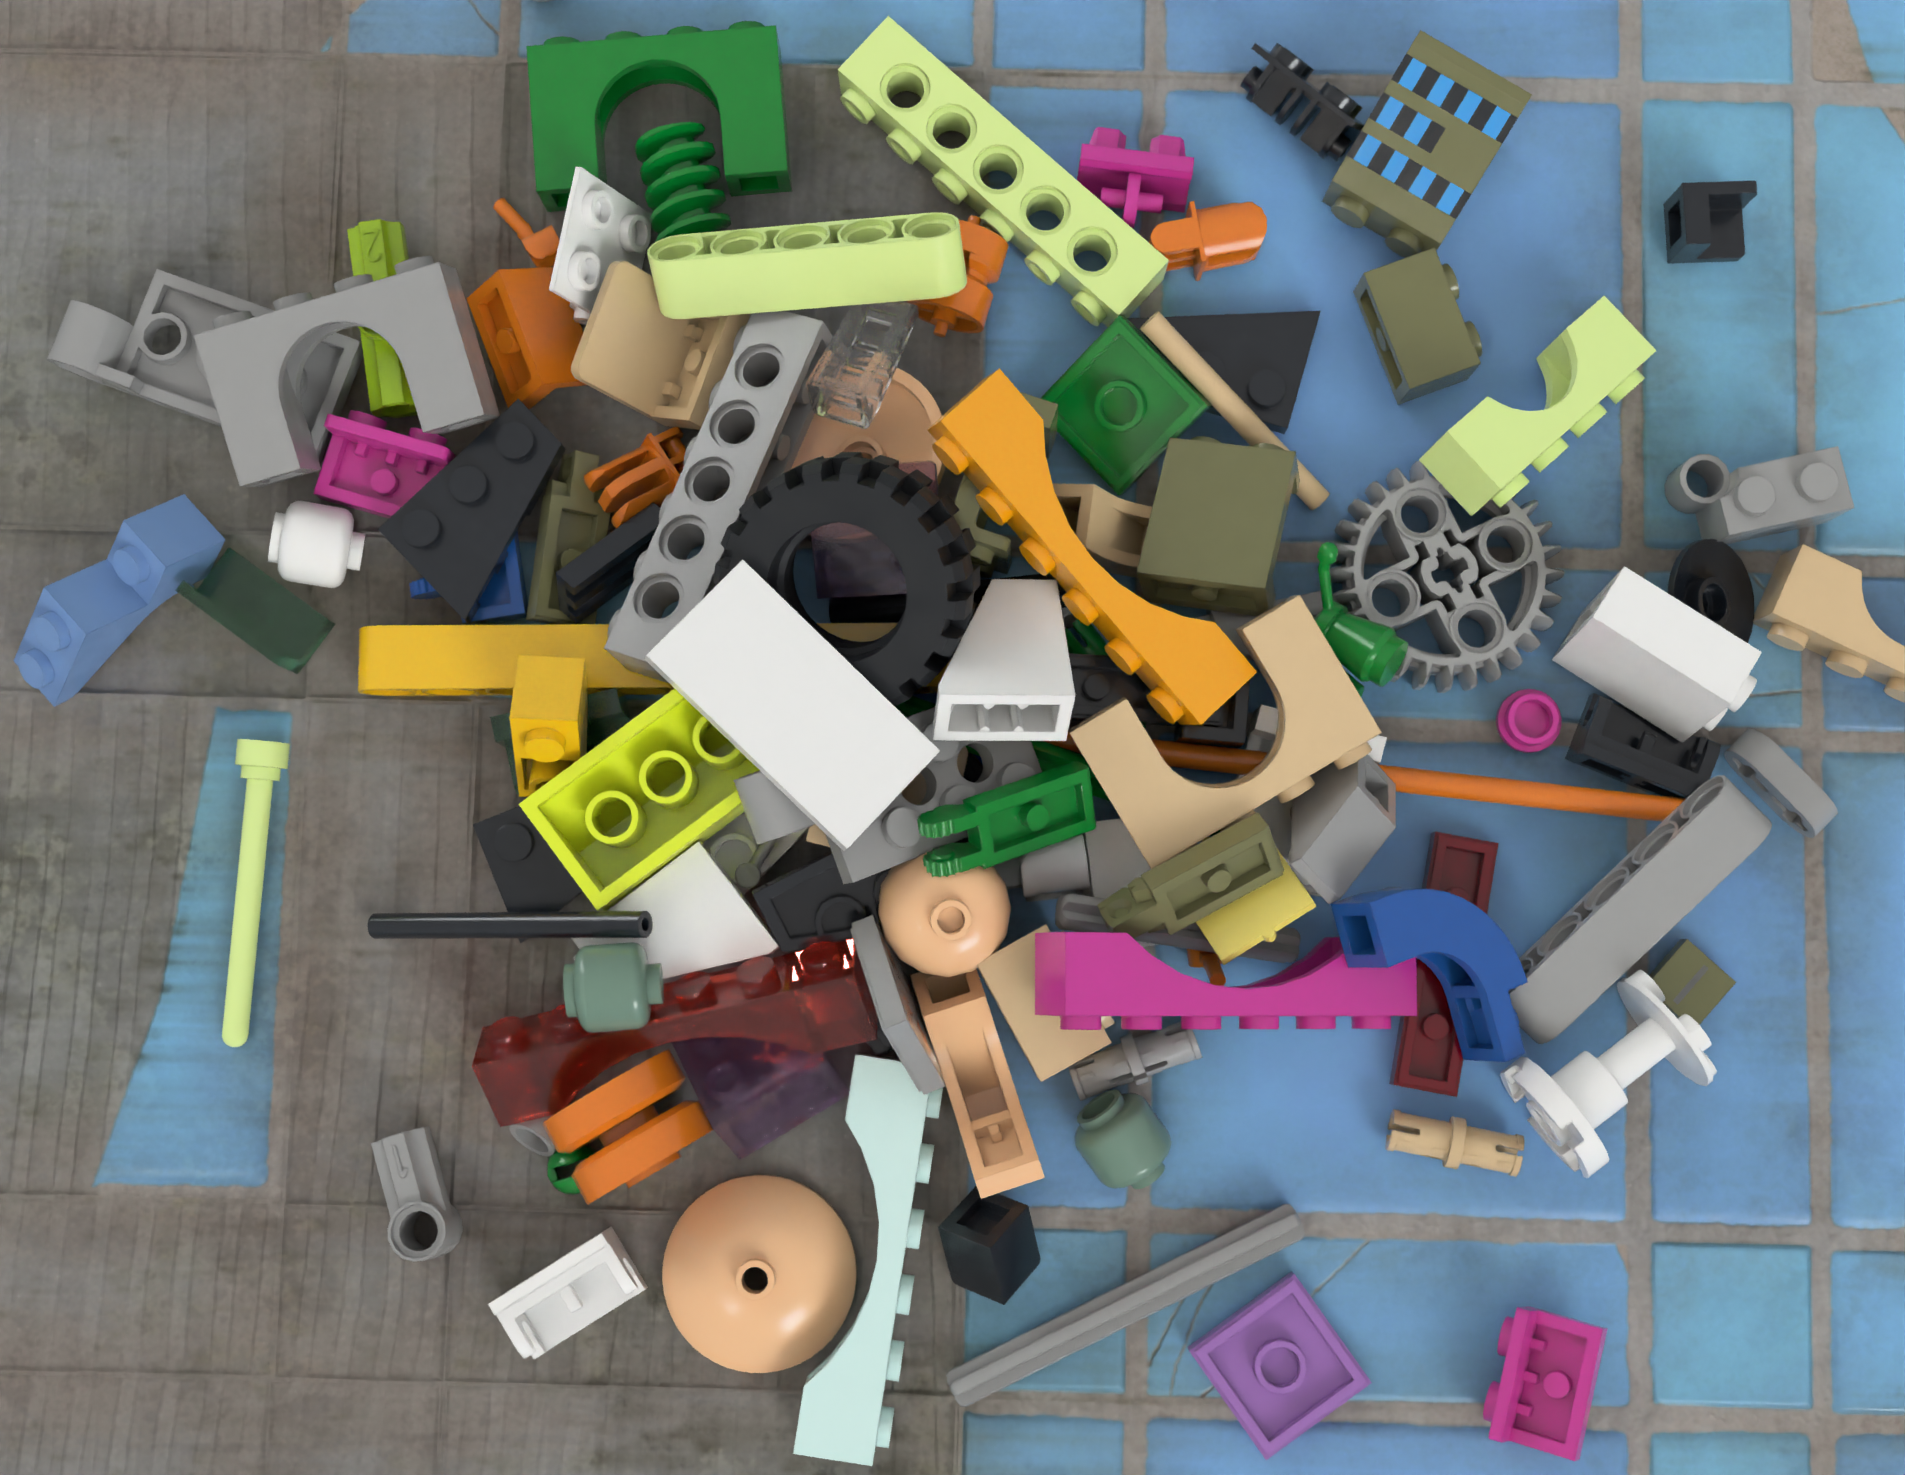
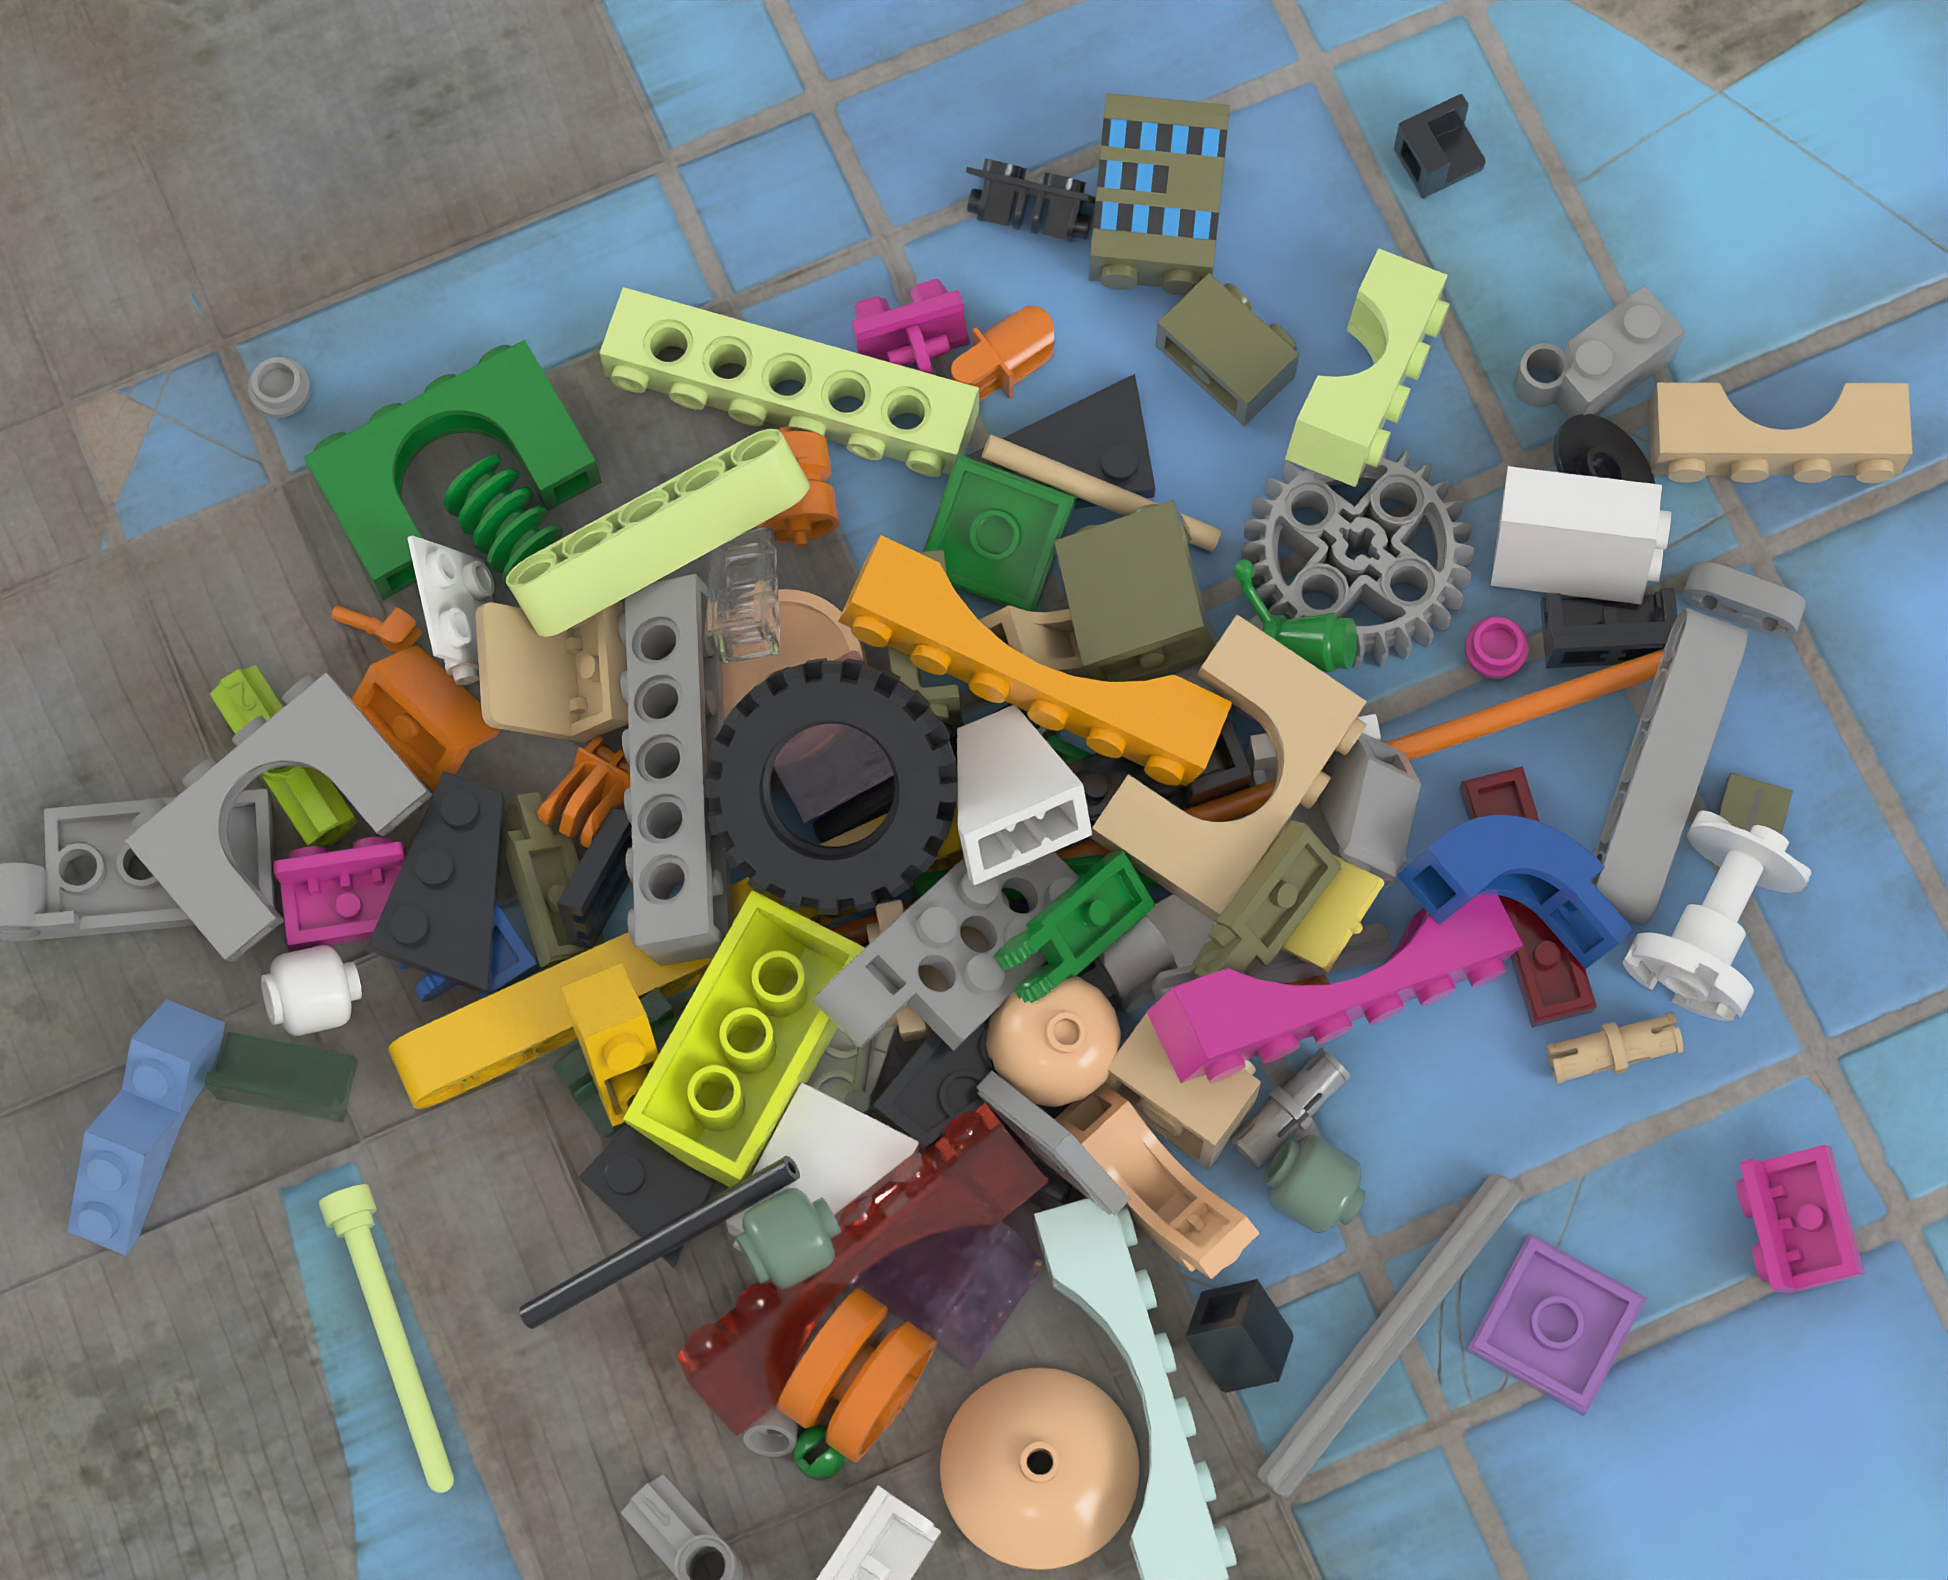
camera: 25 degrees left, 10 degrees down
(792, 705) = (837, 904): white tile -> none

